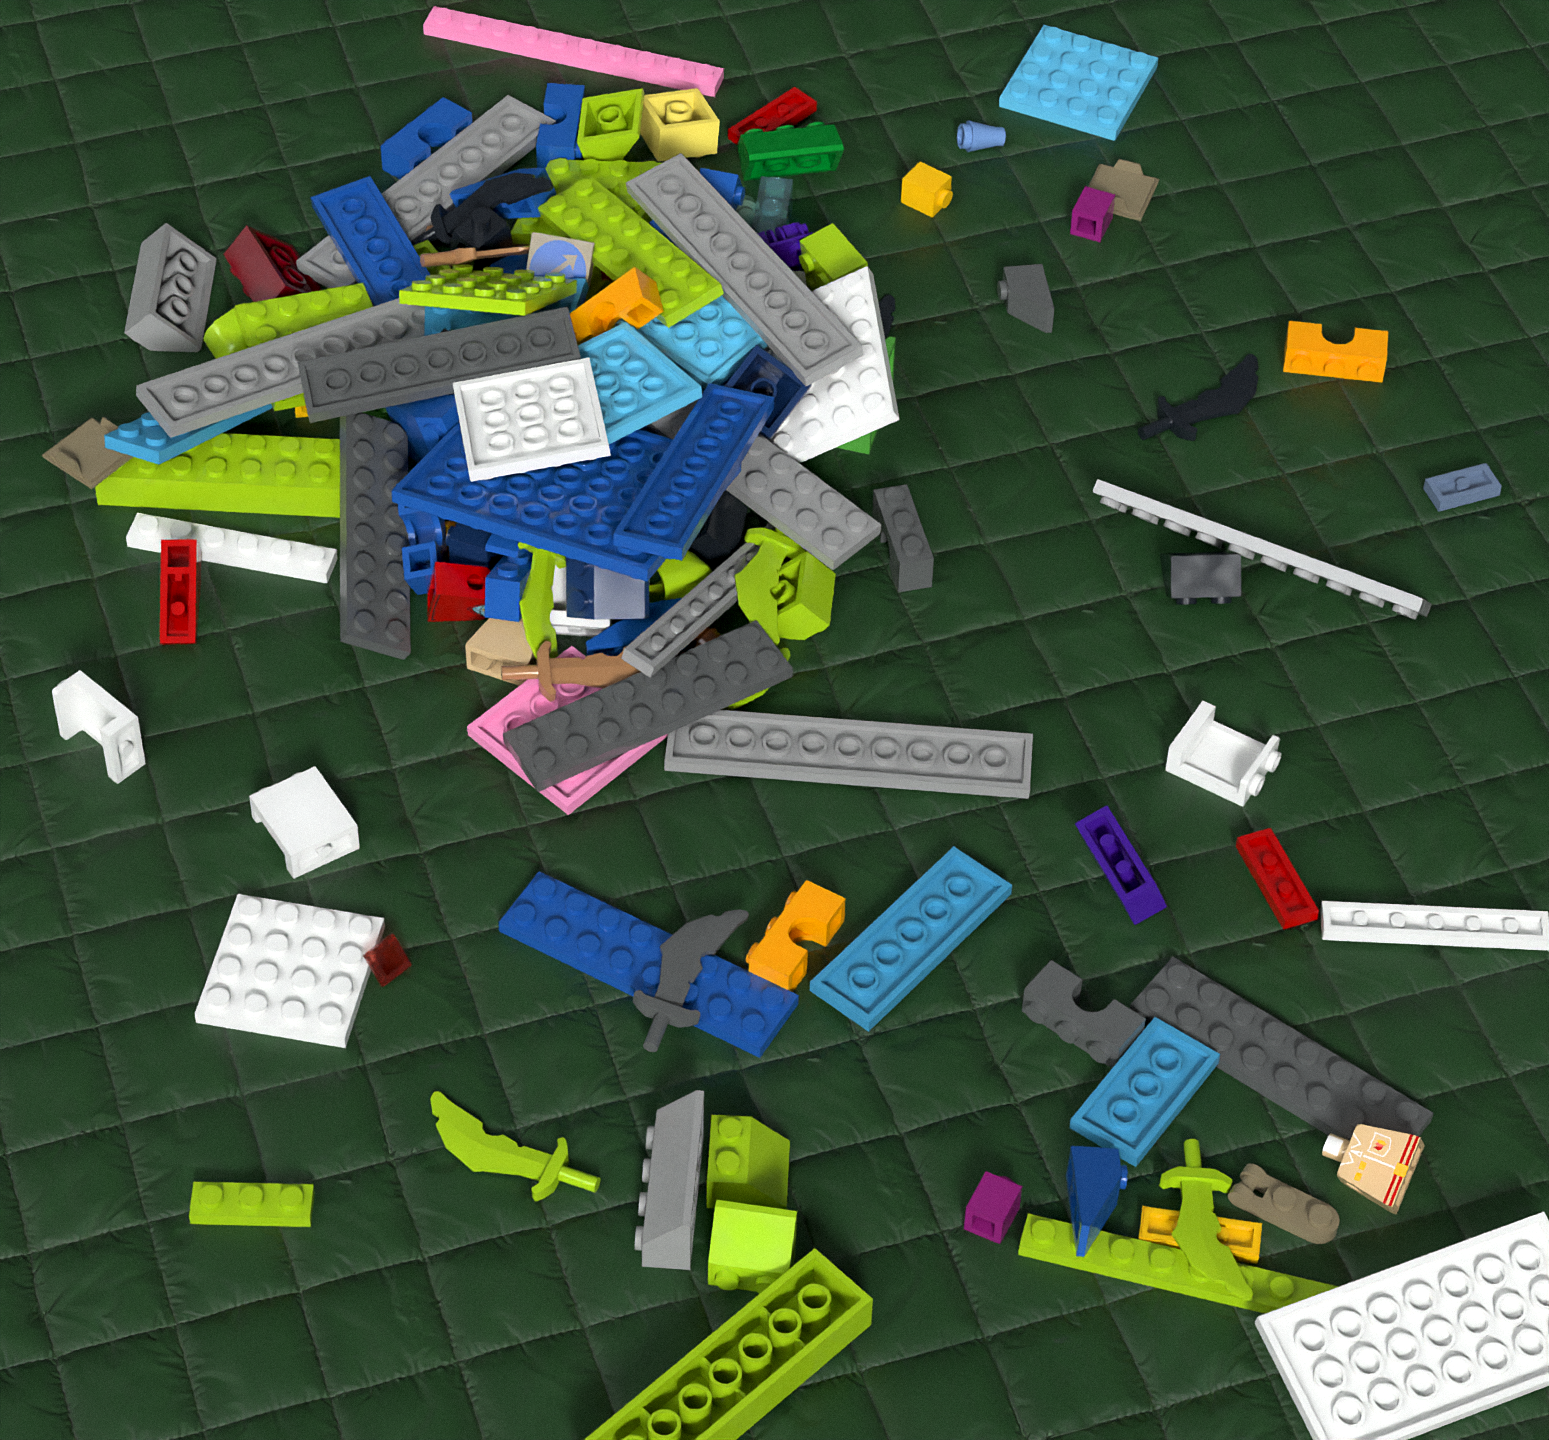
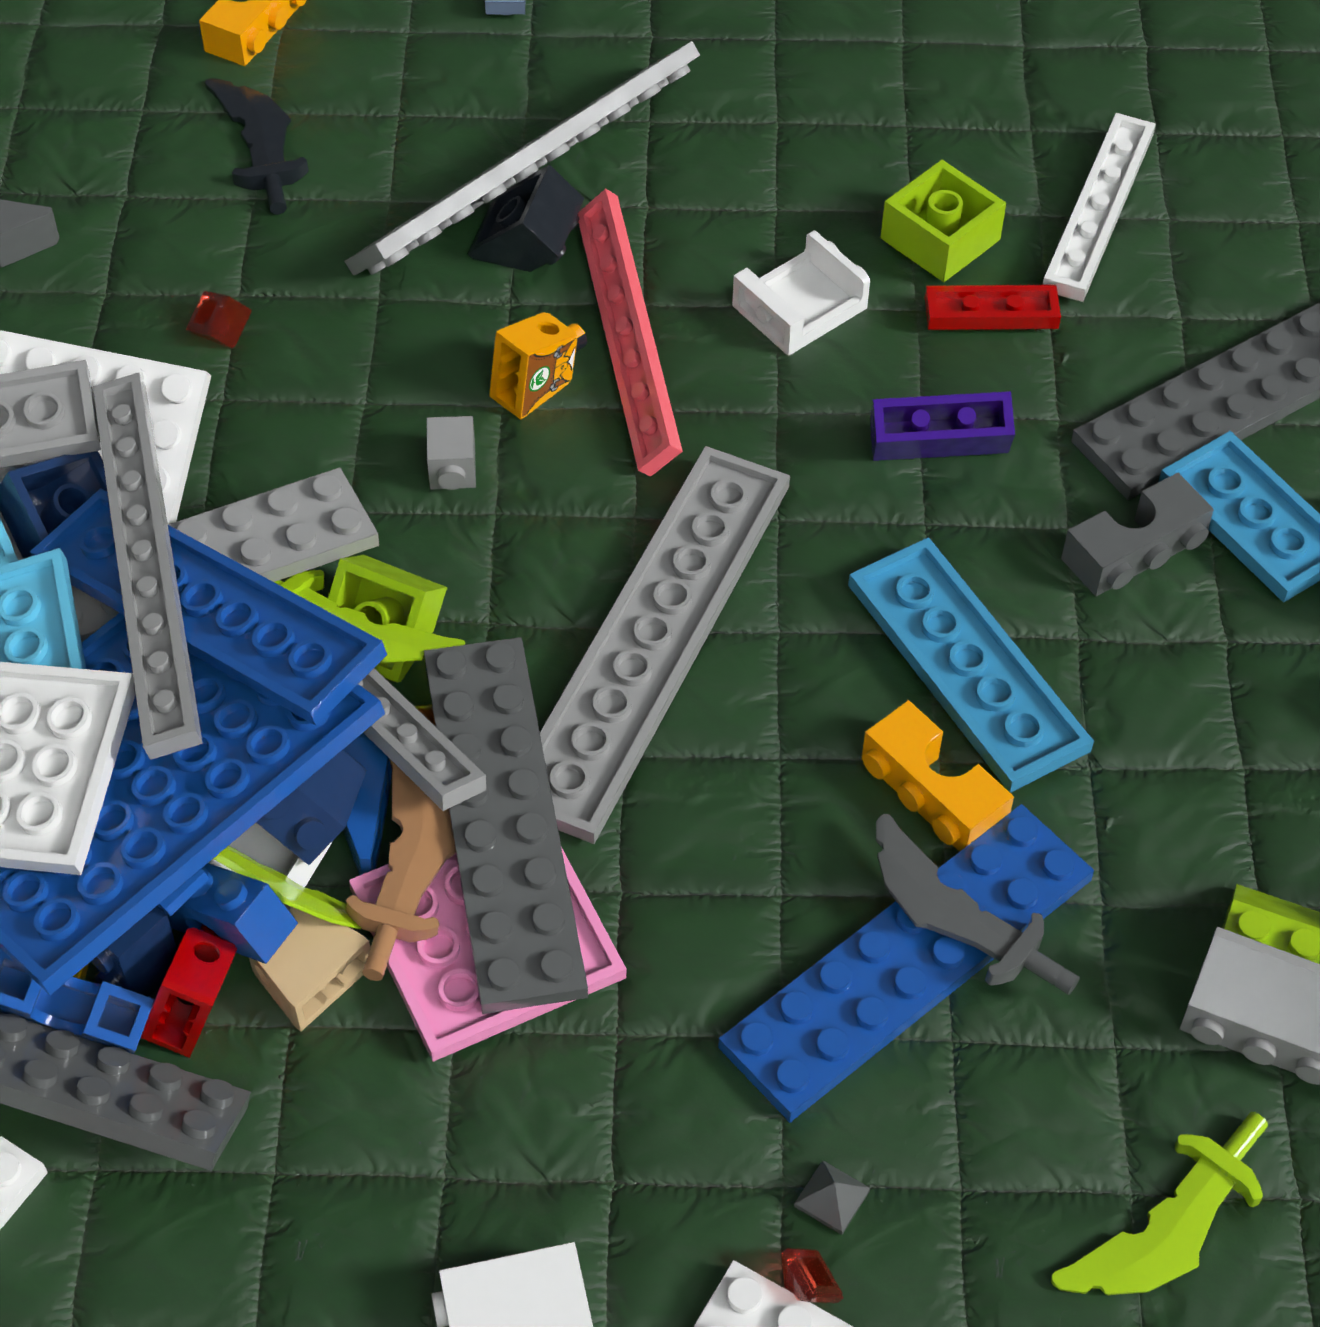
camera: 70 degrees left, 5 degrees up
(451, 963) = (832, 1197): none -> dark grey slope
(708, 426) = (146, 569): none -> light grey plate
(908, 547) = (372, 467): dark grey arch -> none
(953, 596) = (451, 452): none -> light grey brick
(1015, 436) = (219, 319): none -> clear red slope
(1059, 612) = (533, 362): none -> light orange torso
(1115, 667) = (629, 334): none -> coral plate
(1342, 818) = (942, 220): none -> lime brick

